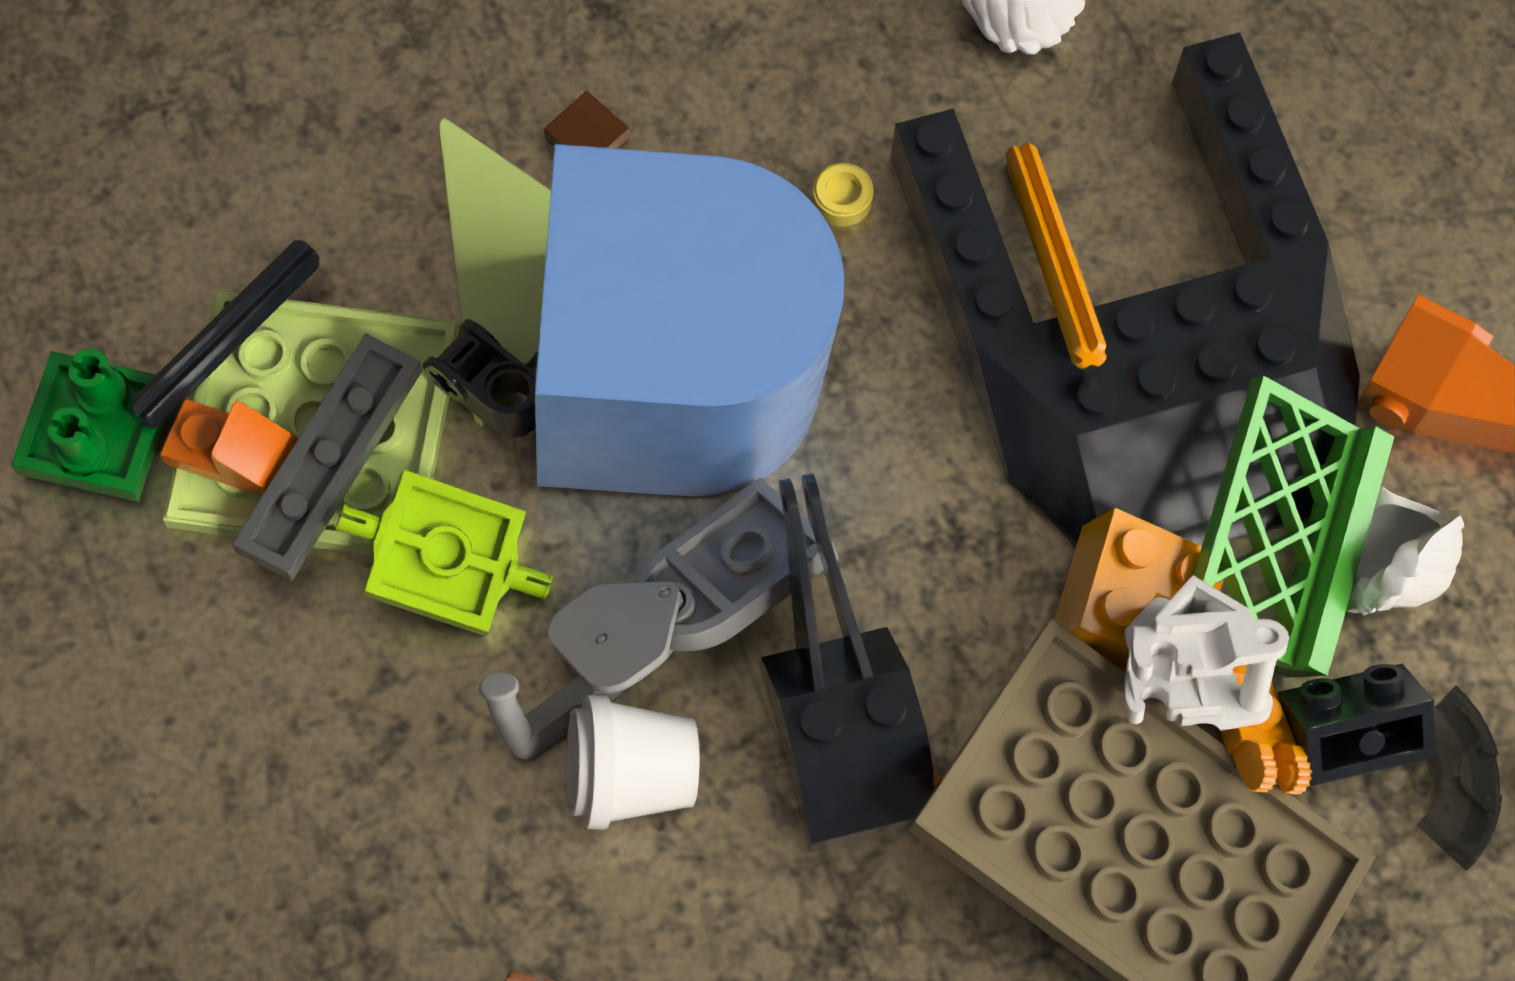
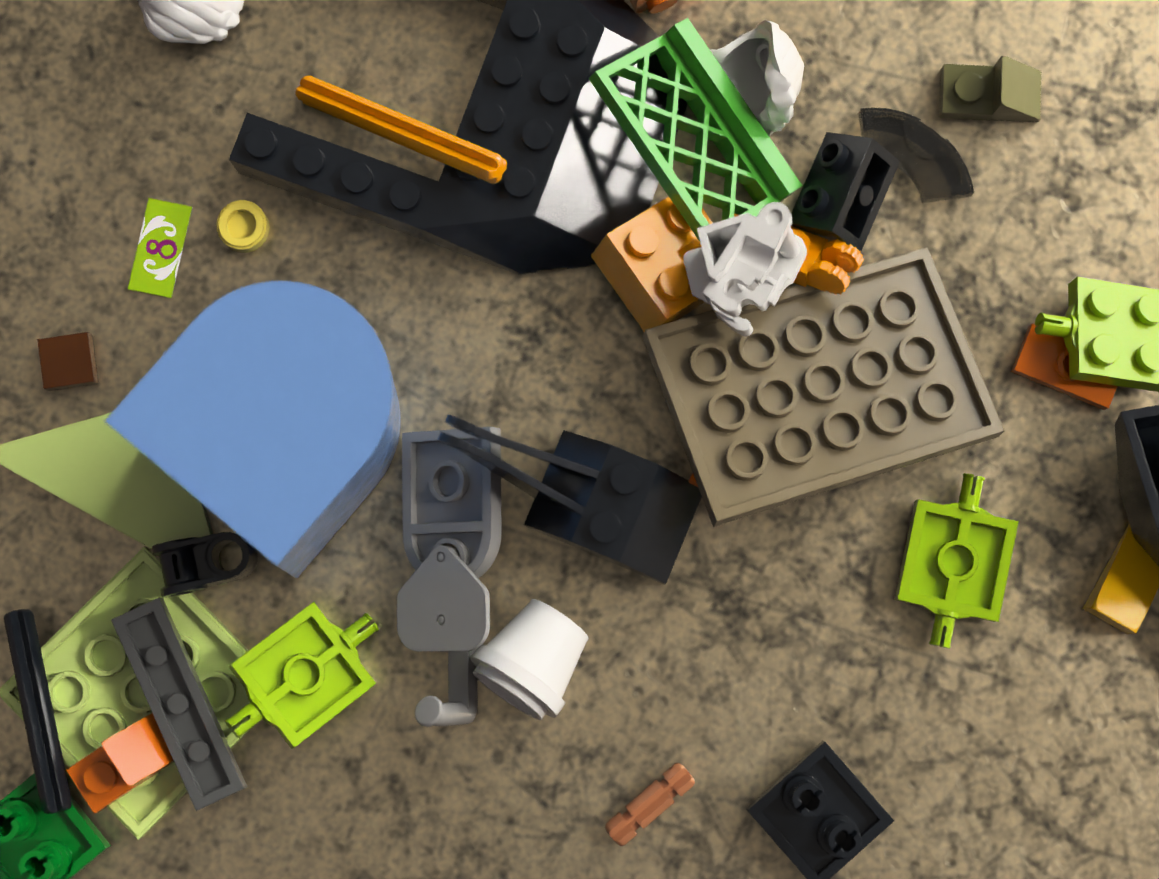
camera: 50 degrees left, 15 degrees up
(765, 135) = (160, 248): none -> lime sticker

